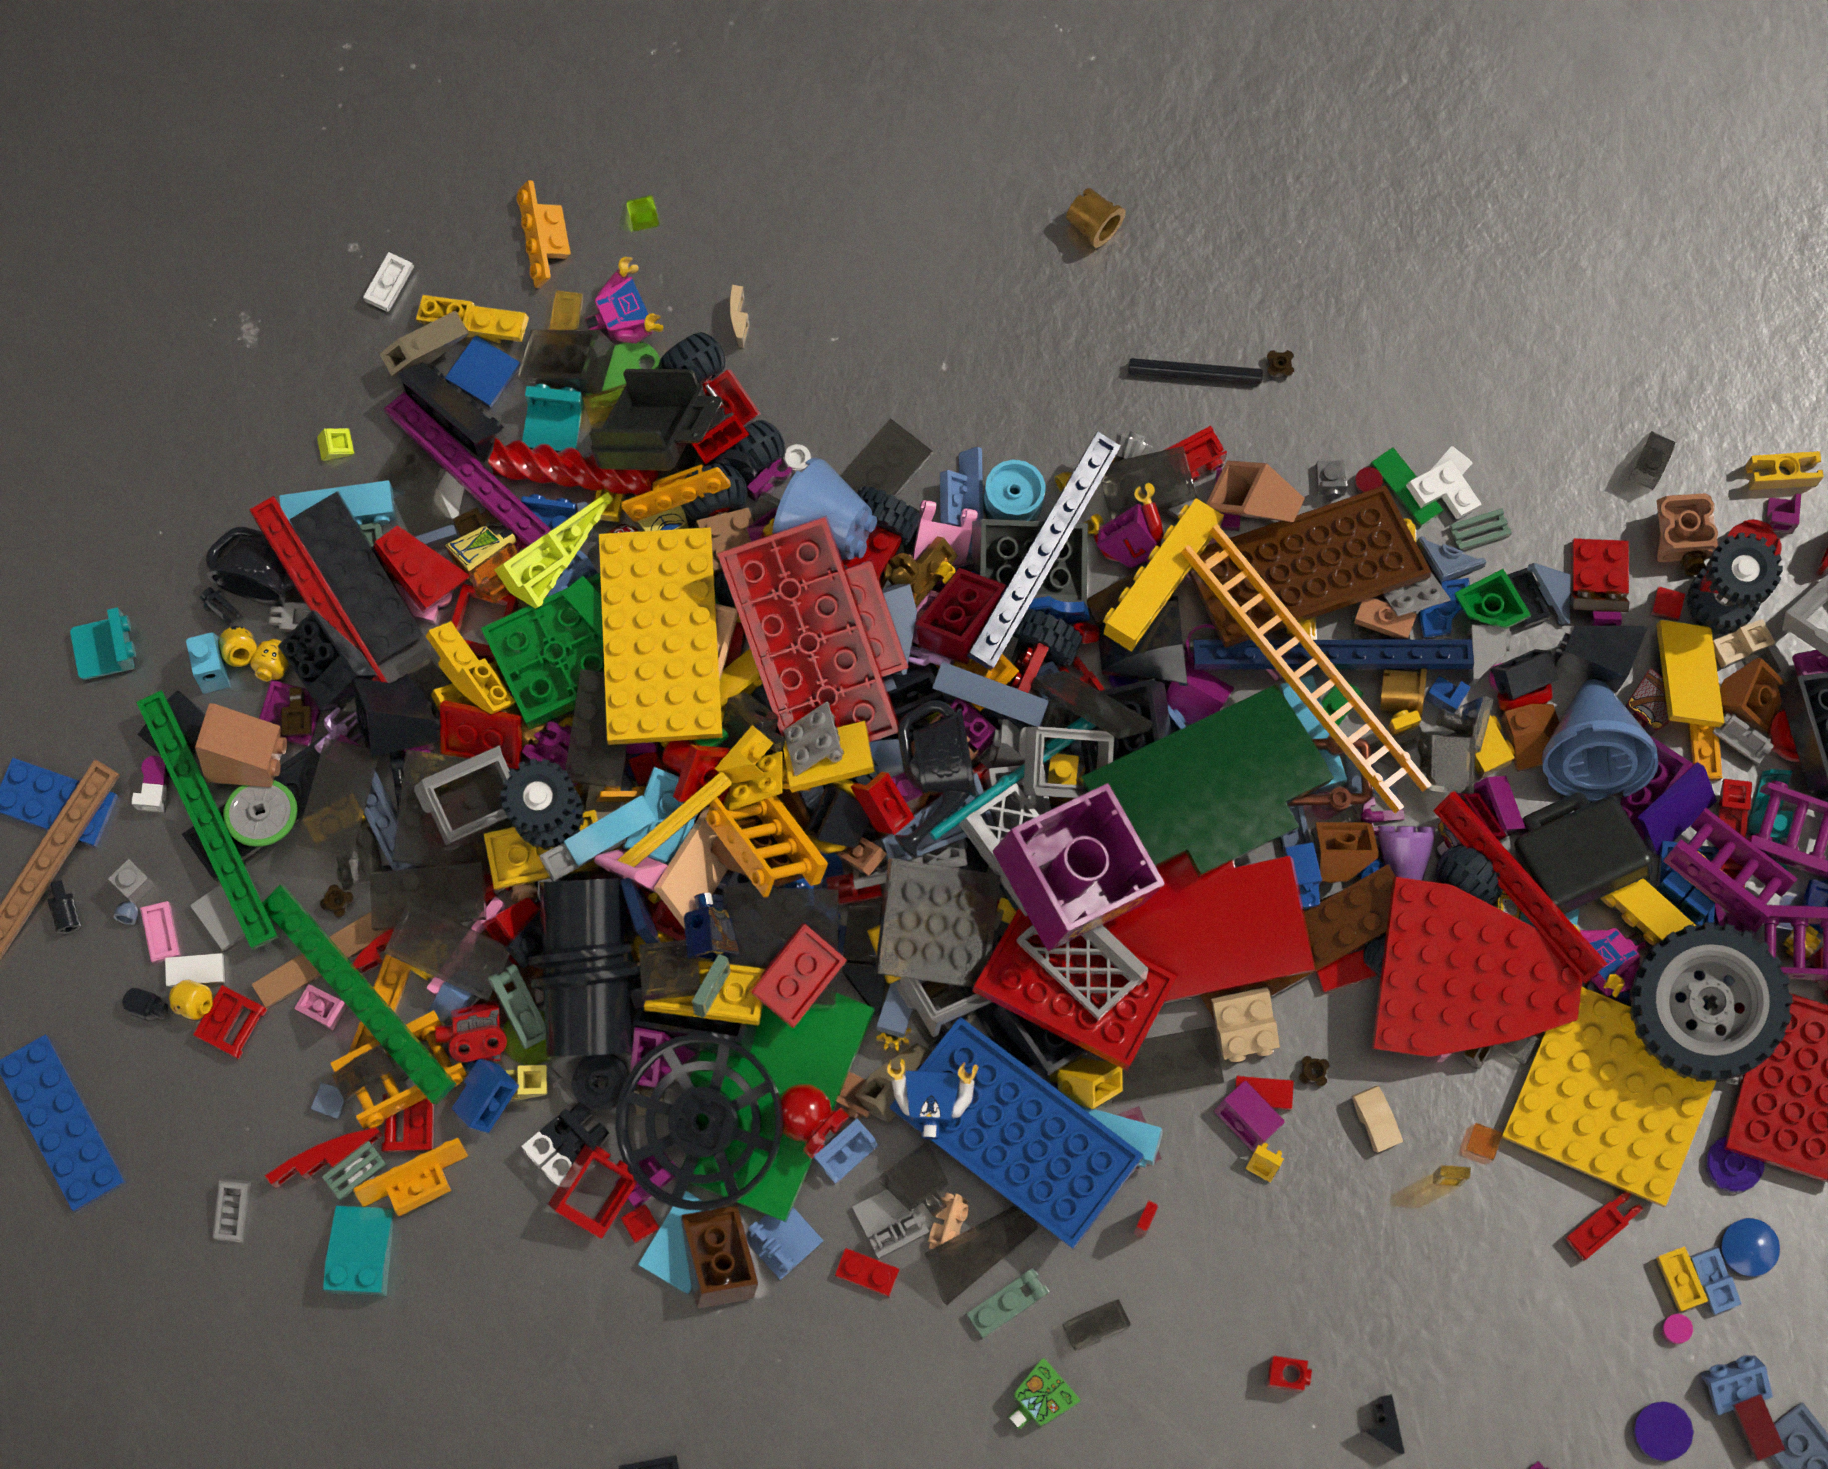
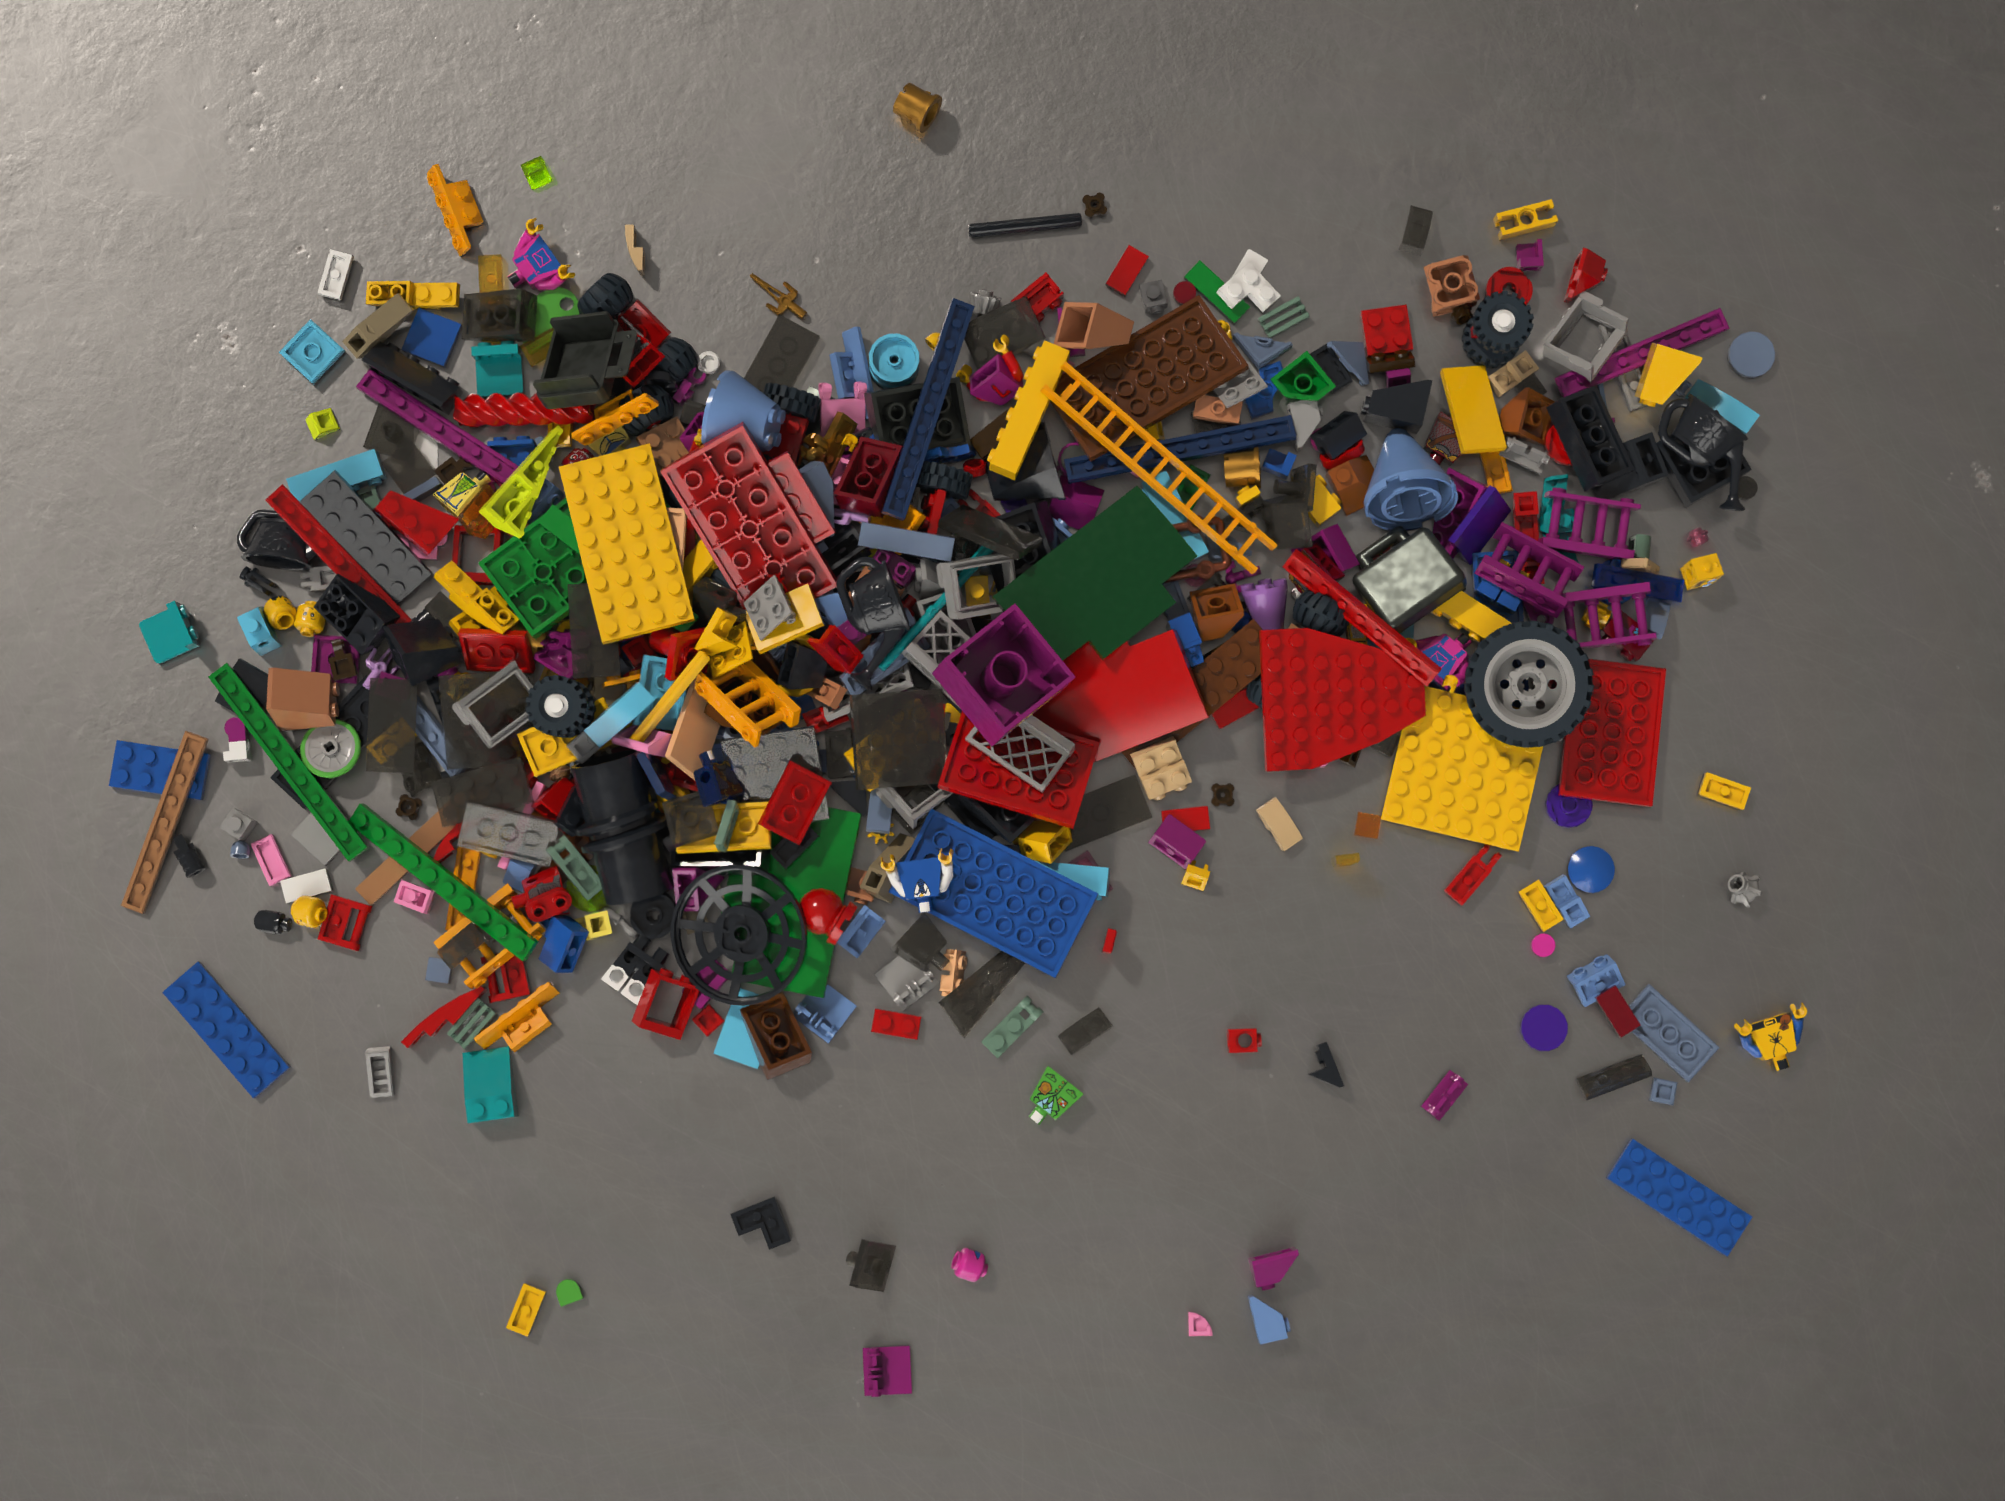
camera: 10 degrees left, 10 degrees up
(342, 361) = (312, 351): none -> medium azure plate
(778, 1035) = (788, 852): none -> black plate
(900, 405) = (785, 301): none -> pearl gold piece
(1305, 443) = (1127, 270): none -> red tile
(1668, 604) = (1447, 351): red tile -> none

